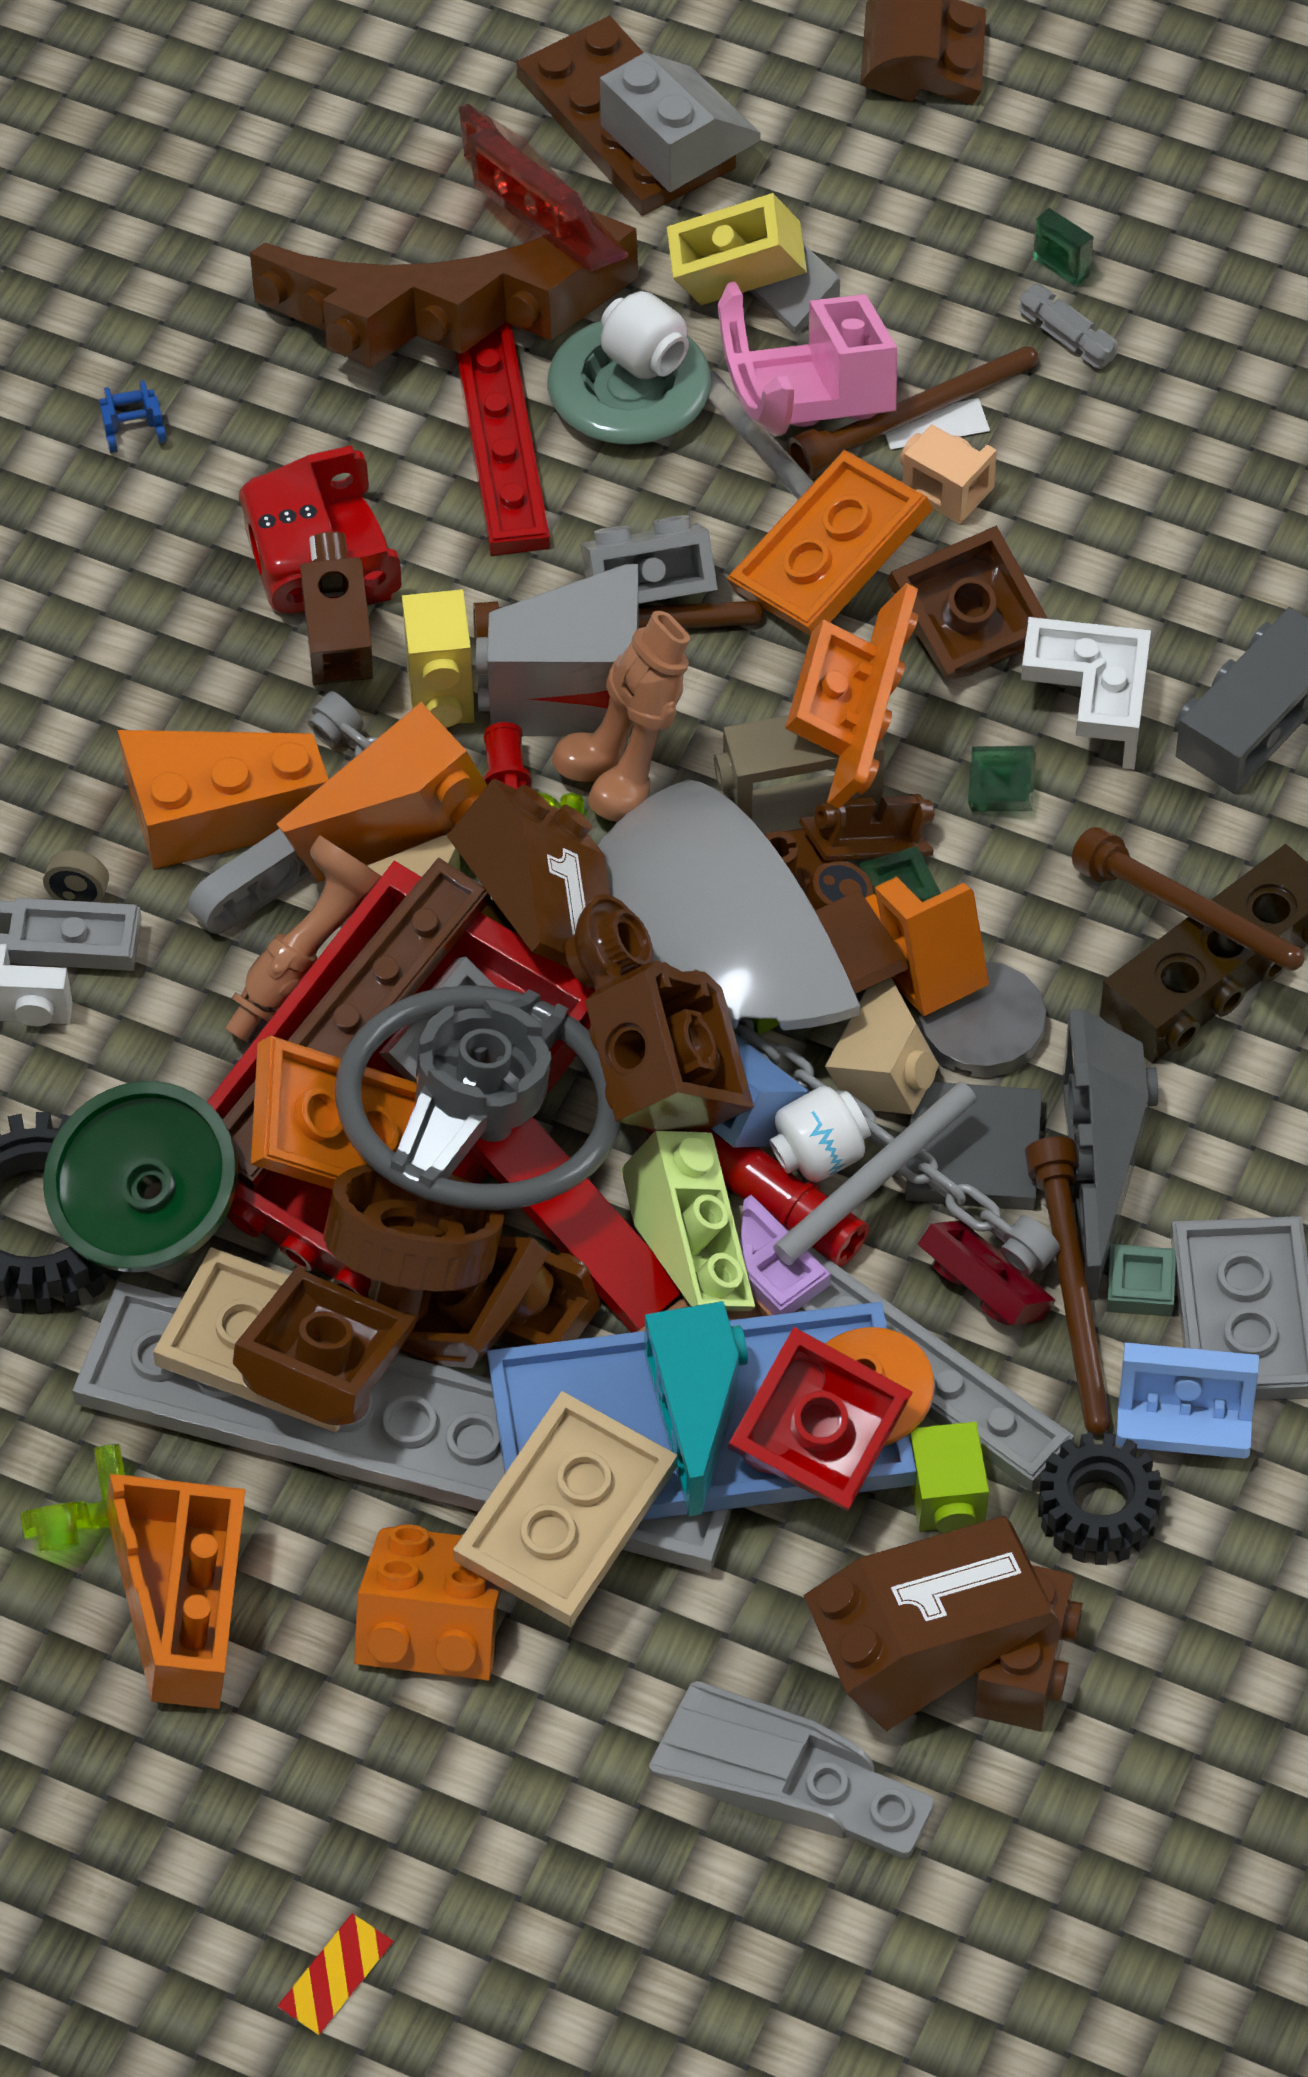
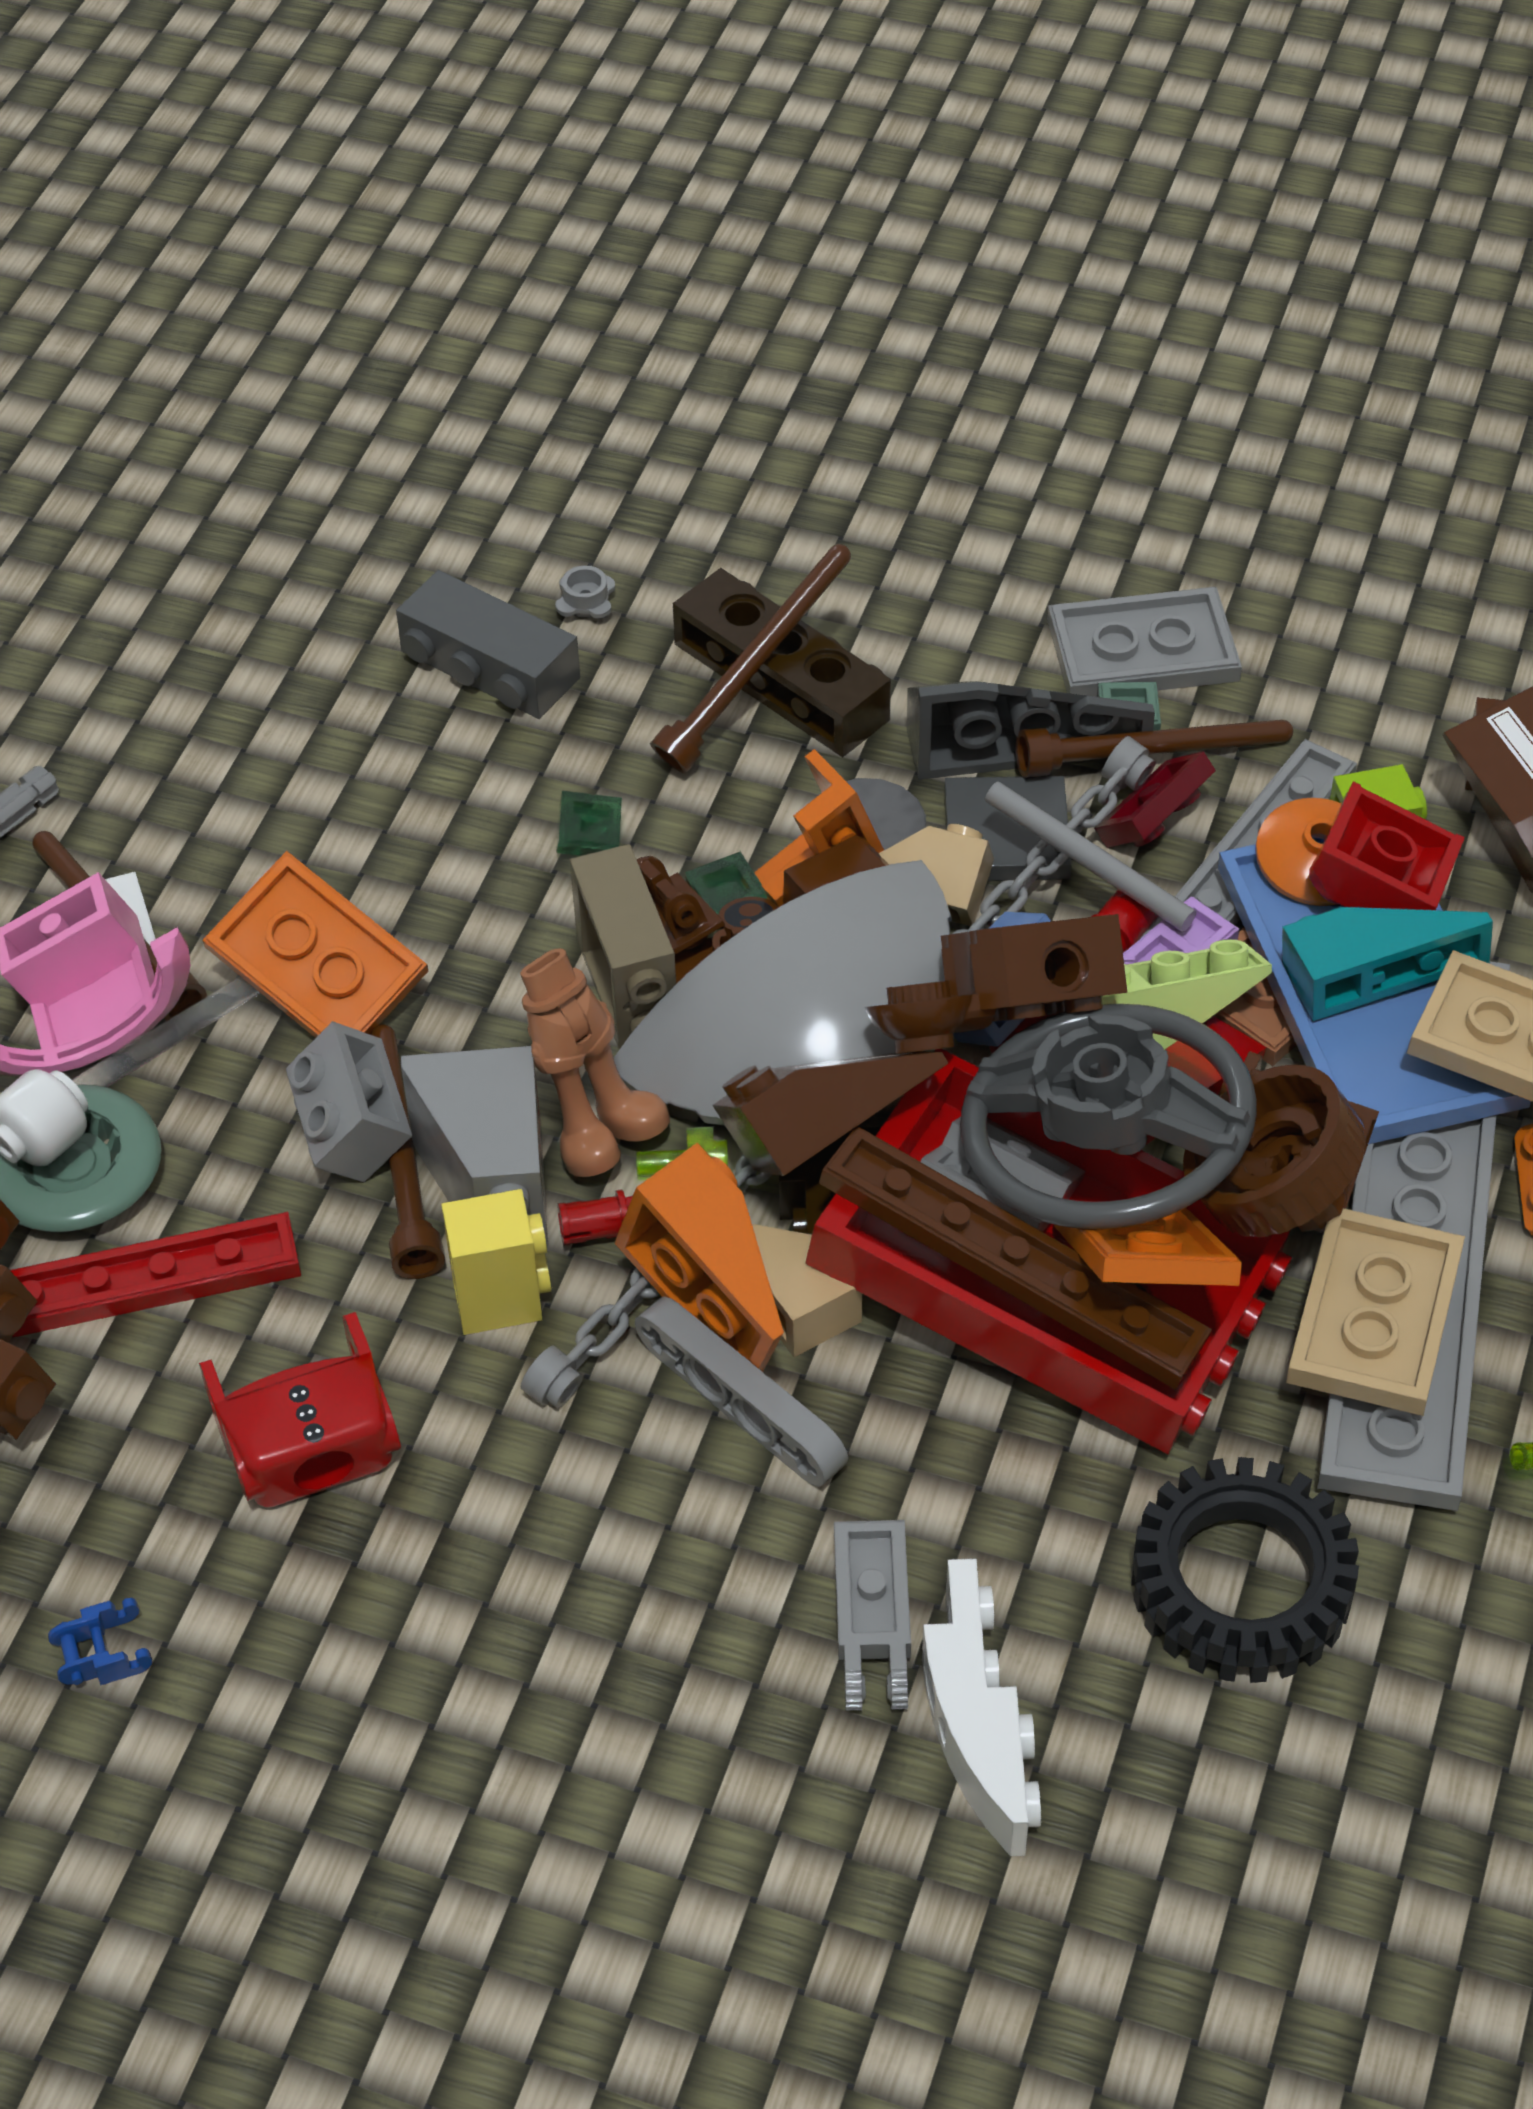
camera: 95 degrees left, 5 degrees down
(76, 877) = (798, 1593): dark tan tile -> none
(119, 1149) = (1257, 1390): dark green dish -> none
(215, 788) = (674, 1467): orange wedge -> none
(292, 955) = (905, 1353): nougat piece -> none
(320, 1348) = (1415, 1227): reddish brown slope -> none
(336, 626) = (445, 1352): reddish brown torso -> none
(820, 1134) = (1054, 886): white head -> none
(847, 691) = (582, 844): orange bracket -> none
(948, 471) = (208, 881): light nougat brick -> none
(970, 603) = (381, 851): reddish brown slope -> none
(1102, 661) = (470, 732): white panel -> none
(1106, 1465) = (1369, 694): black tyre -> none
(1187, 1400) = (1268, 659): light blue bracket -> none

